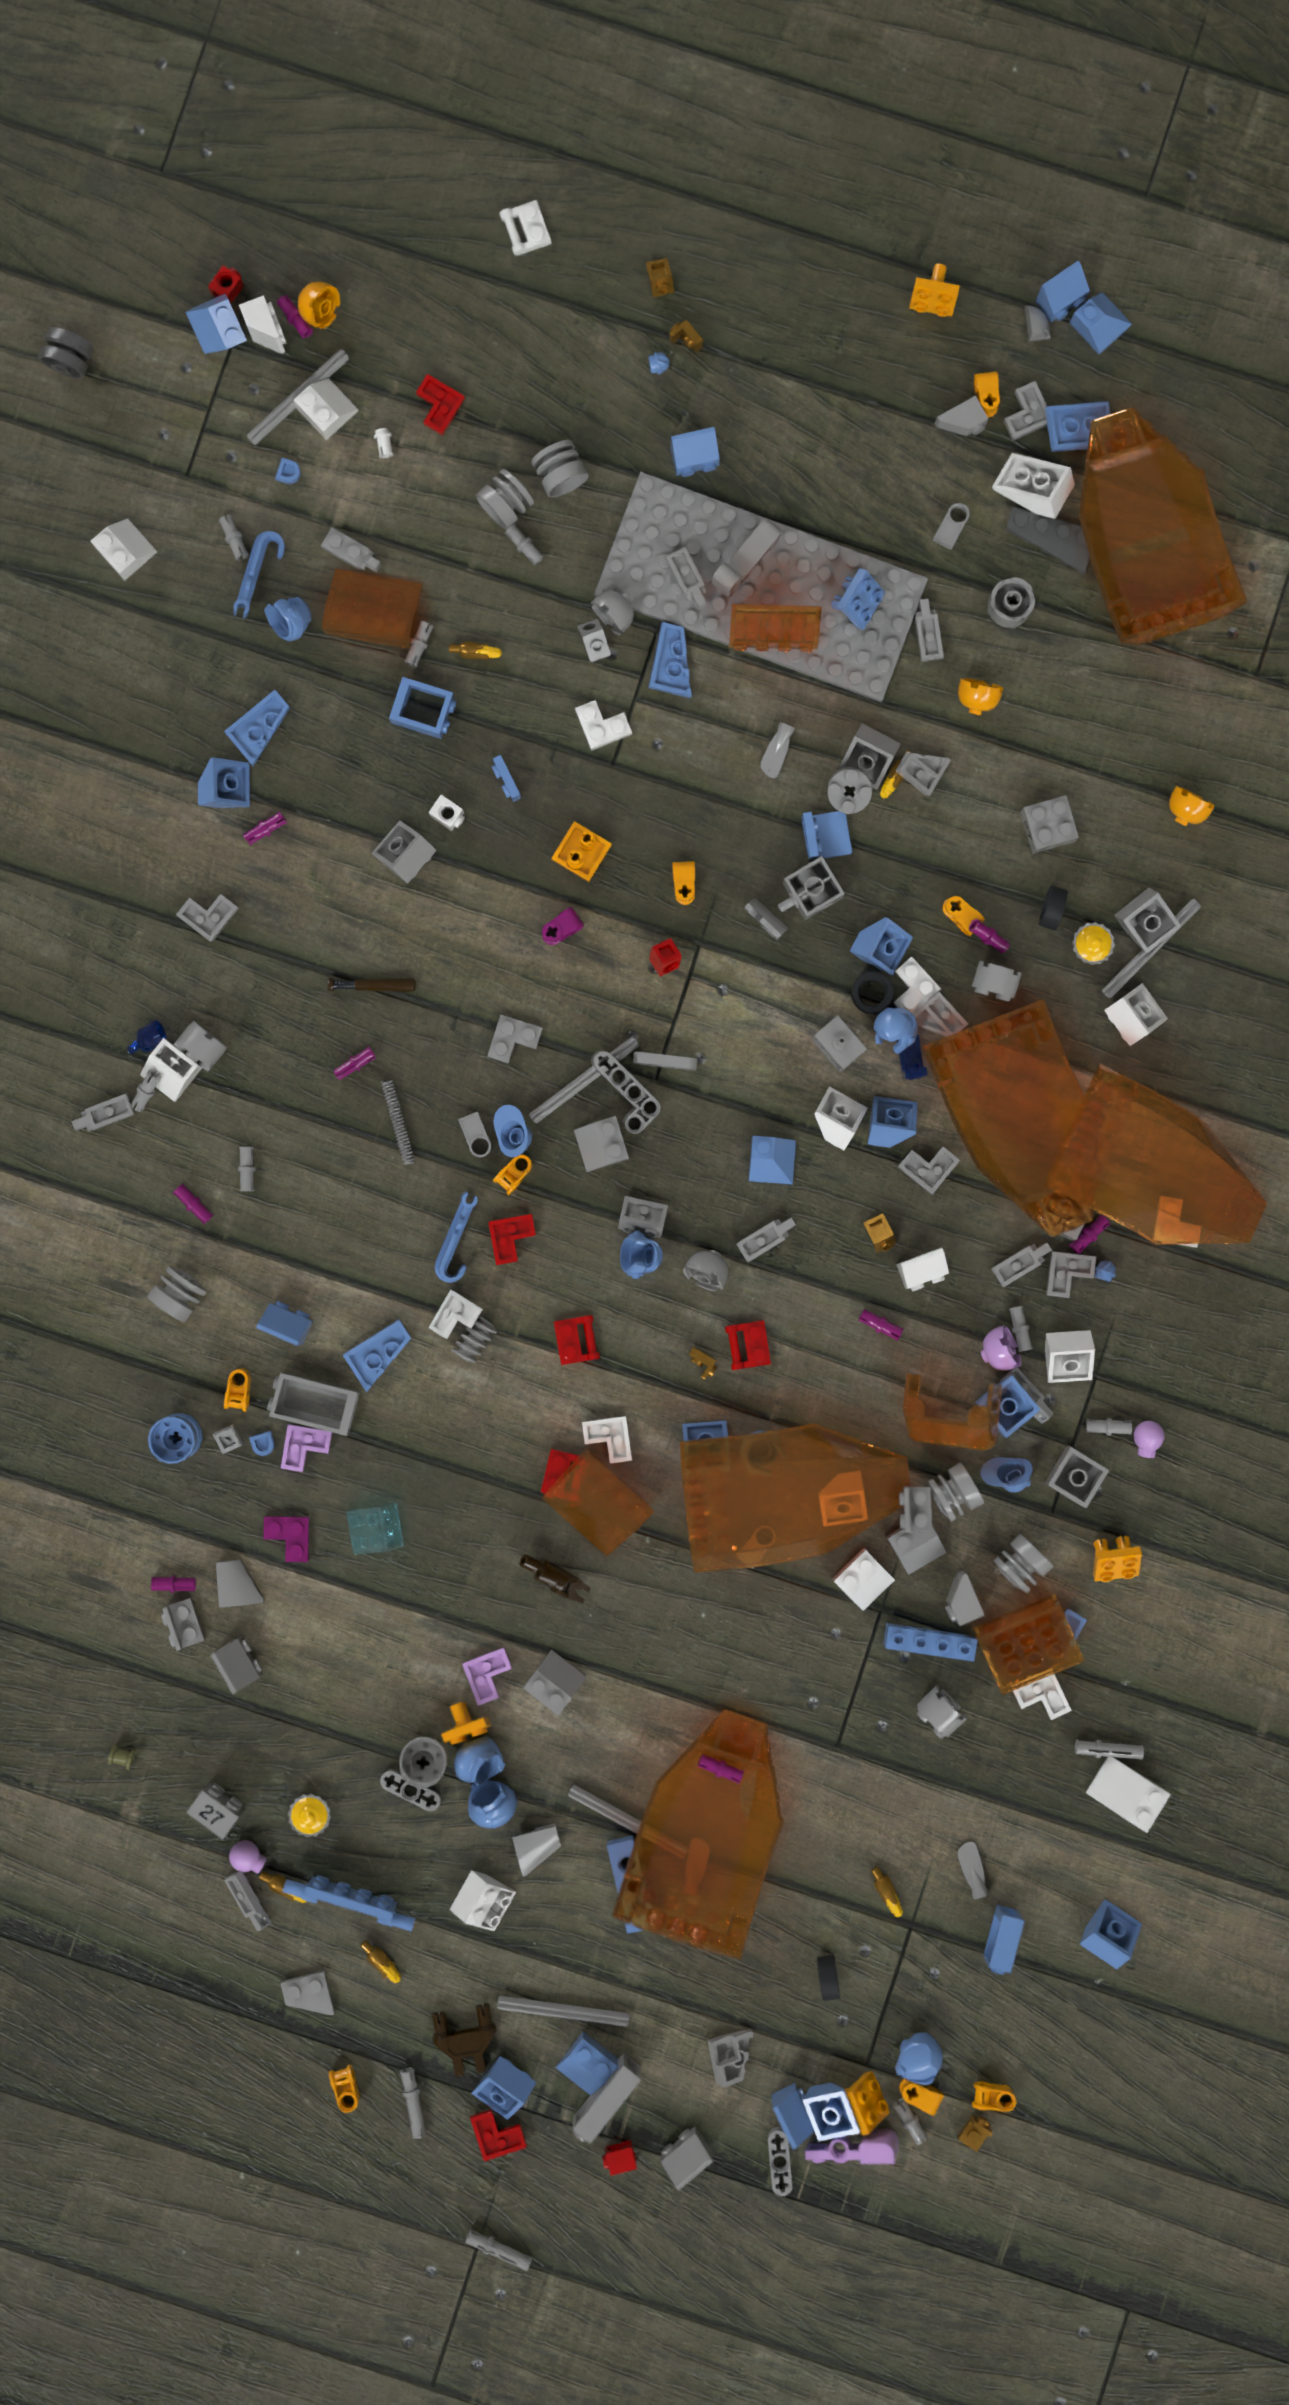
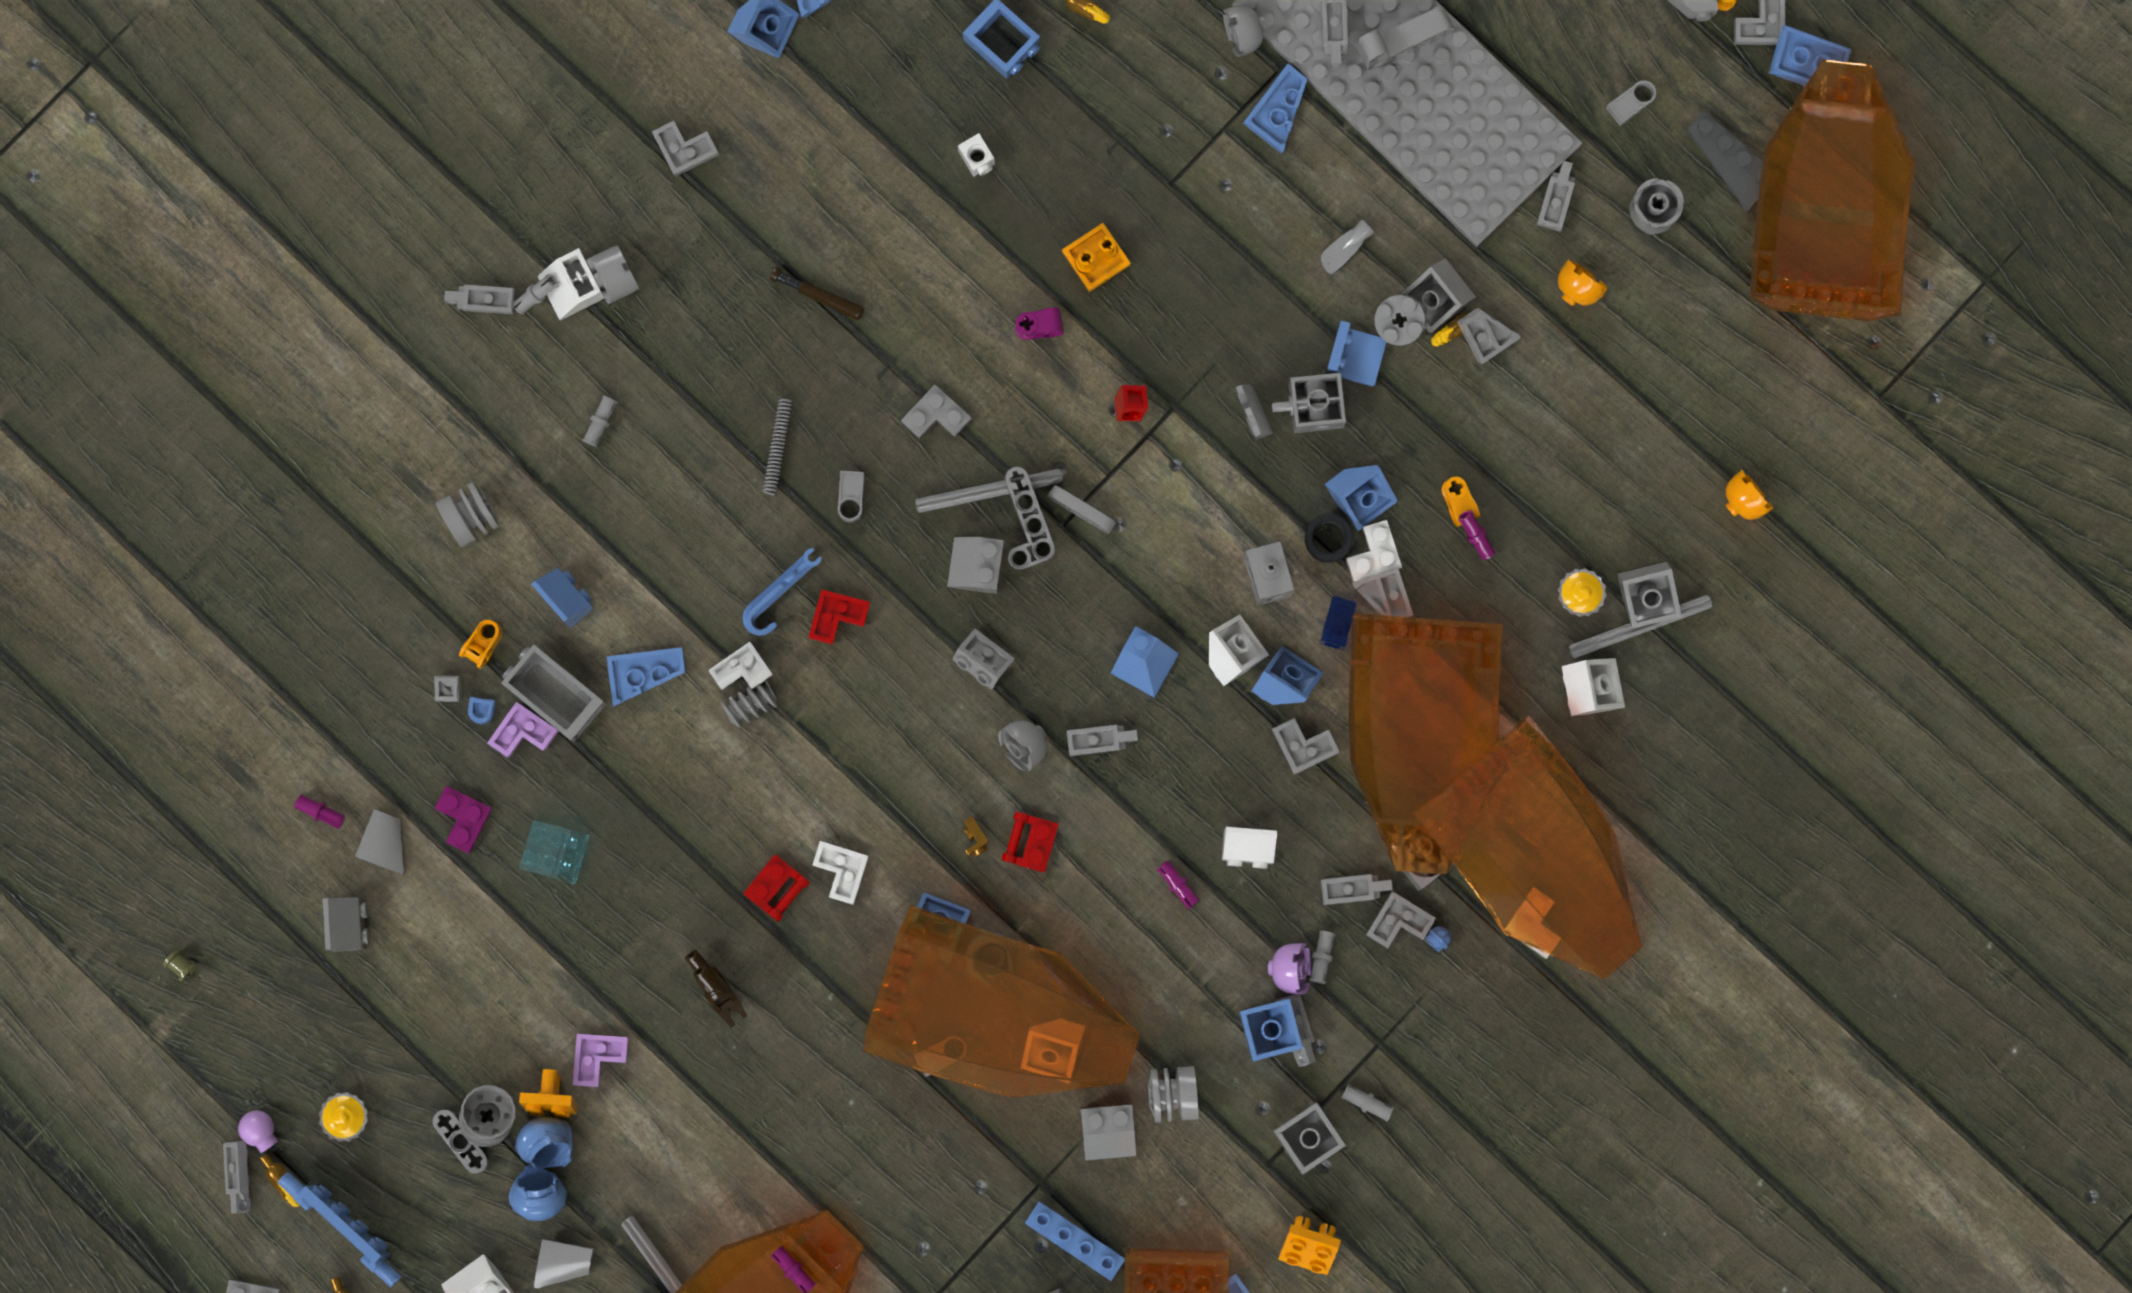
camera: 25 degrees right, 5 degrees down
(148, 1037) = (563, 242): clear blue piece -> none
(166, 1446) = (380, 657): medium blue wheel -> none
(183, 1624) = (309, 857): light grey bracket -> none
(193, 1204) = (528, 431): magenta pin -> none
(216, 1810) = (250, 1065): light grey brick -> none
(264, 828) = (783, 86): magenta pin -> none
(355, 1063) = (762, 365): magenta axle -> none
(404, 851) = (914, 174): light grey slope -> none
(501, 770) = (1052, 159): medium blue plate -> none
(512, 1131) = (889, 507): medium blue piece -> none
(512, 1174) = (869, 552): light orange piece -> none
(554, 1682) = (663, 1098): light grey slope -> none
(569, 1341) = (847, 750): red plate -> none
(594, 640) = (1209, 51): light grey bracket -> none
(598, 1503) = (796, 932): clear orange slope -> none
(600, 731) = (1173, 145): white plate -> none
(639, 1255) = (961, 695): medium blue helmet -> none
(684, 879) = (1189, 333): light orange piece -> none
(774, 627) = (1398, 118): clear orange slope -> none
(860, 598) = (1501, 130): medium blue plate -> none
(863, 1579) = (1036, 1143): white slope -> none
(880, 1233) = (1221, 790): pearl gold bracket -> none
(895, 1025) = (1335, 580): medium blue helmet -> none
(917, 1509) = (1124, 1092): light grey bracket -> none
(962, 1600) = (1129, 1212): light grey slope -> none
(976, 1433) = (1222, 1039): clear orange windscreen -> none
(996, 980) = (1463, 584): light grey brick -> none
(1009, 1473) = (1239, 1101): medium blue piece -> none
(1023, 1563) = (1210, 1202): light grey wheel -> none
(1035, 484) = (1736, 98): white slope -> none
(1049, 824) = (1592, 449): light grey brick -> none
(1053, 907) = (1556, 536): black tyre -> none
(1069, 1356) = (1360, 1009): white slope -> none
(1089, 1234) = (1439, 892): magenta pin -> none
(1148, 1438) = (1404, 1133): lavender piece -> none

